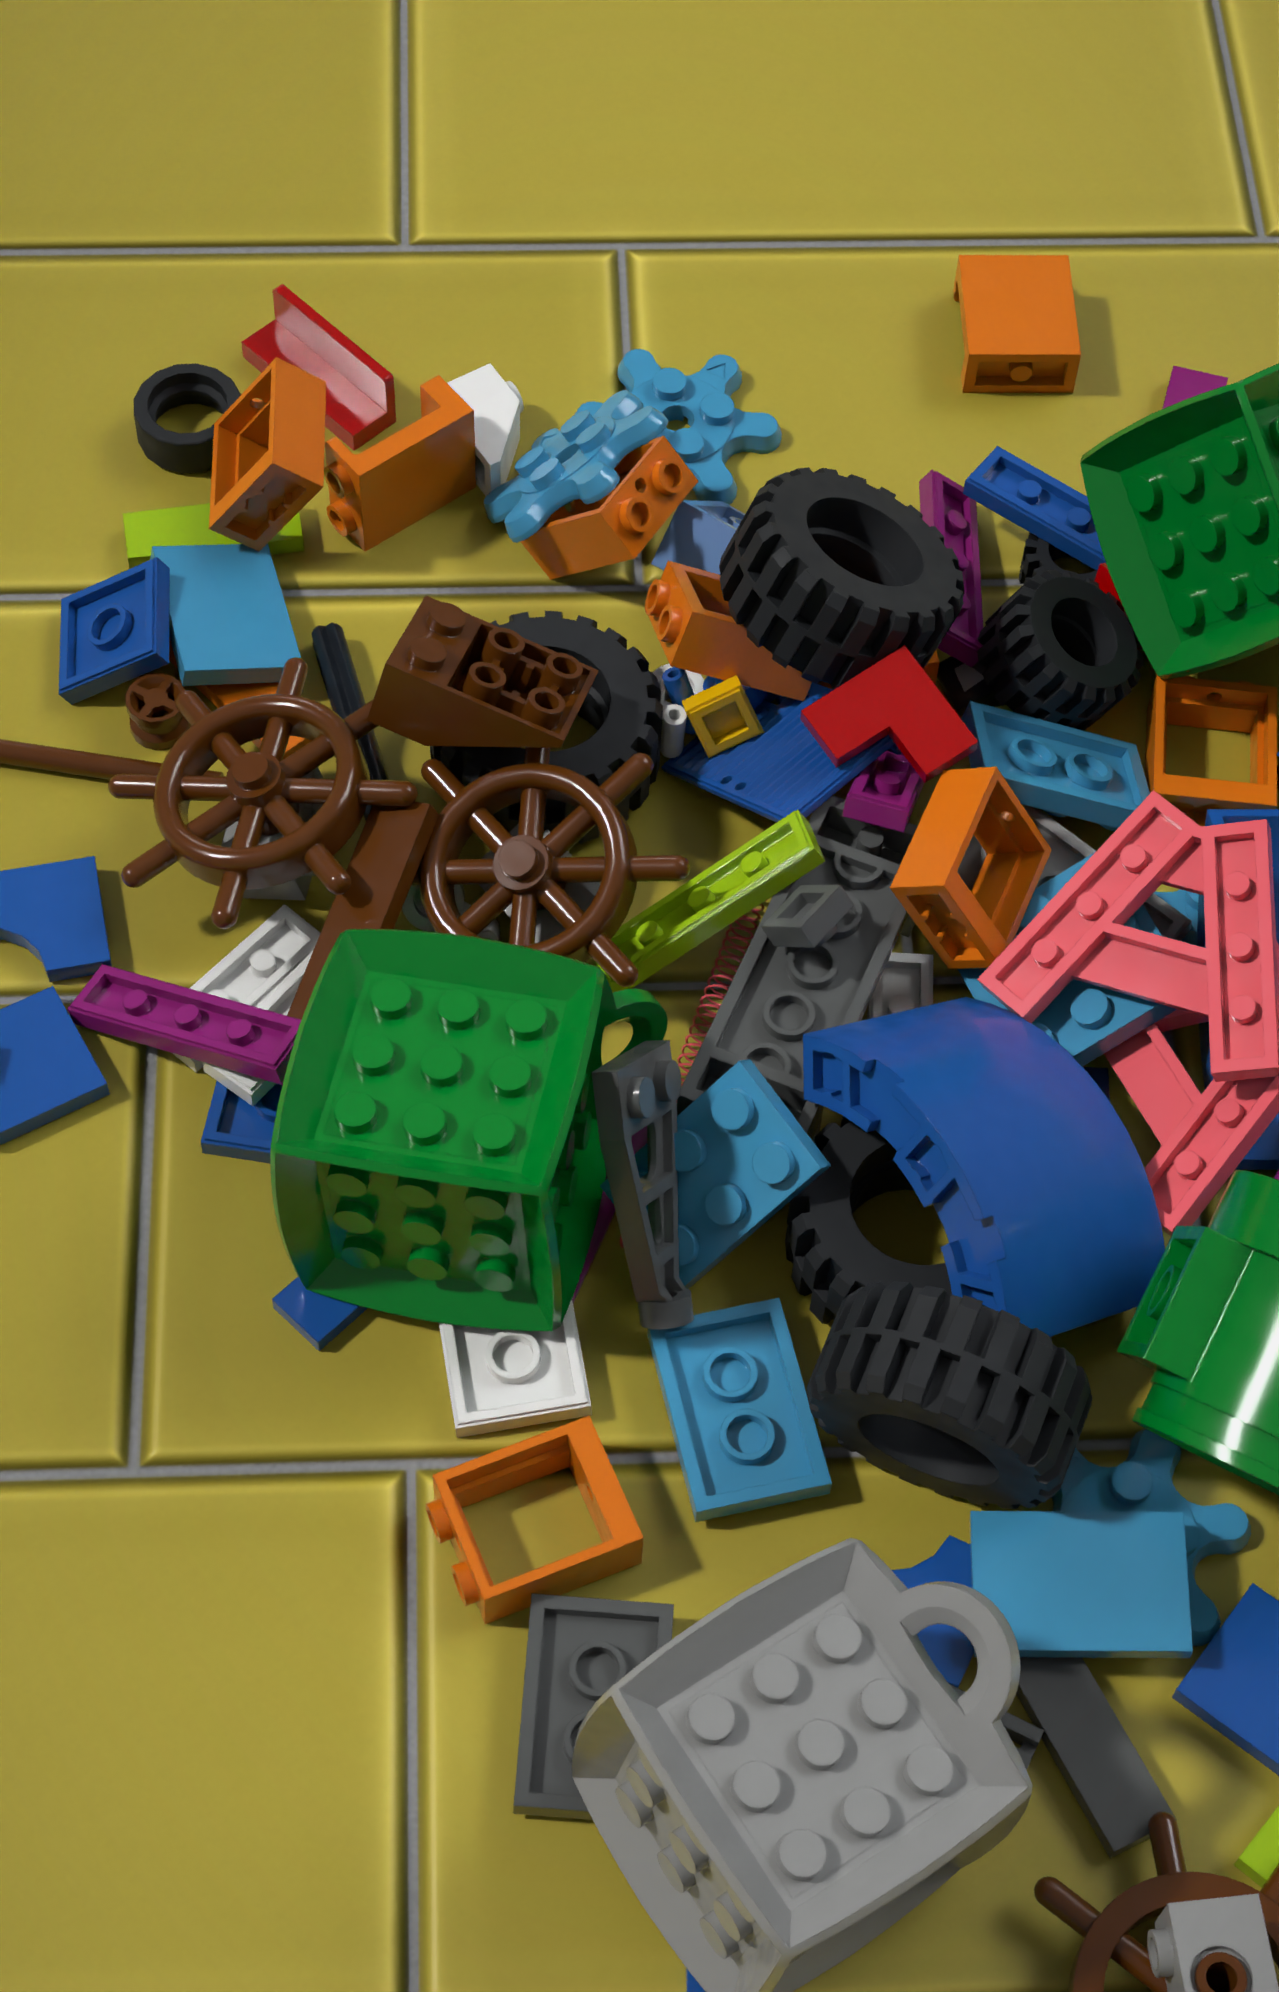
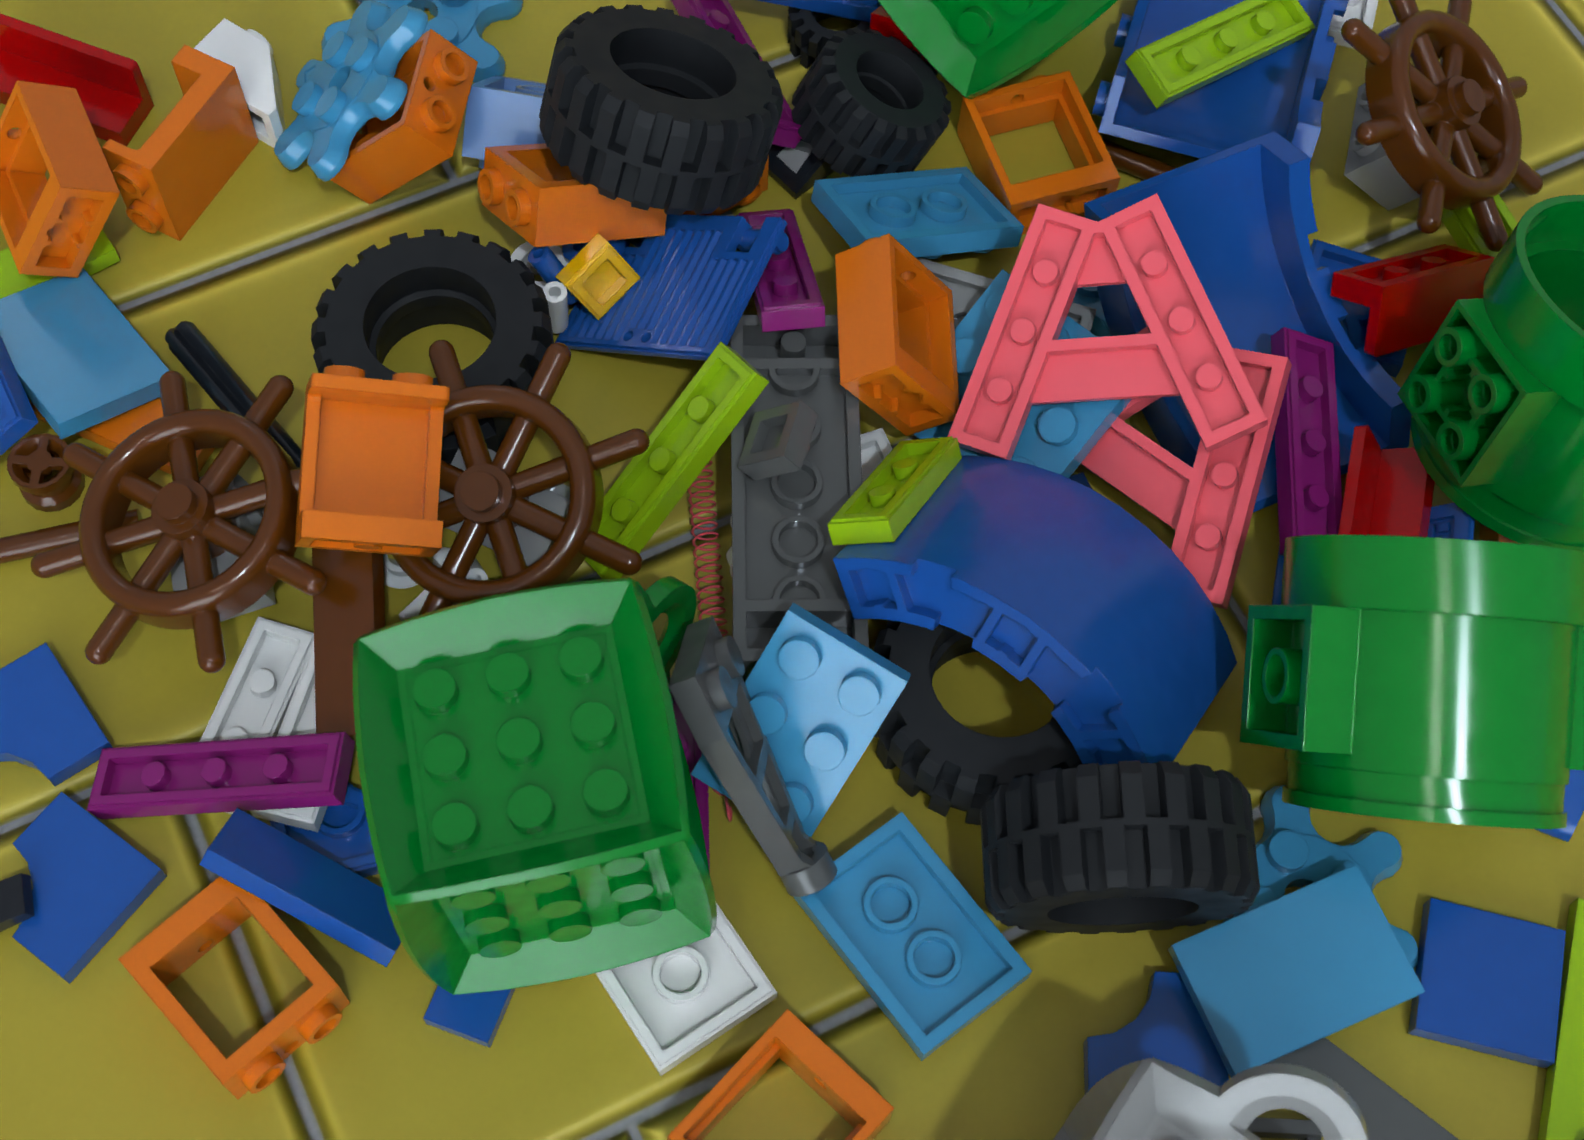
camera: 25 degrees left, 5 degrees up
(109, 1147) = (193, 933): none -> orange window
(216, 1138) = (304, 885): none -> blue tile
(431, 796) = (371, 463): none -> orange panel
(477, 684) = (370, 323): reddish brown slope -> none
(896, 701) = (765, 205): red tile -> none
(898, 1002) = (895, 491): none -> lime tile

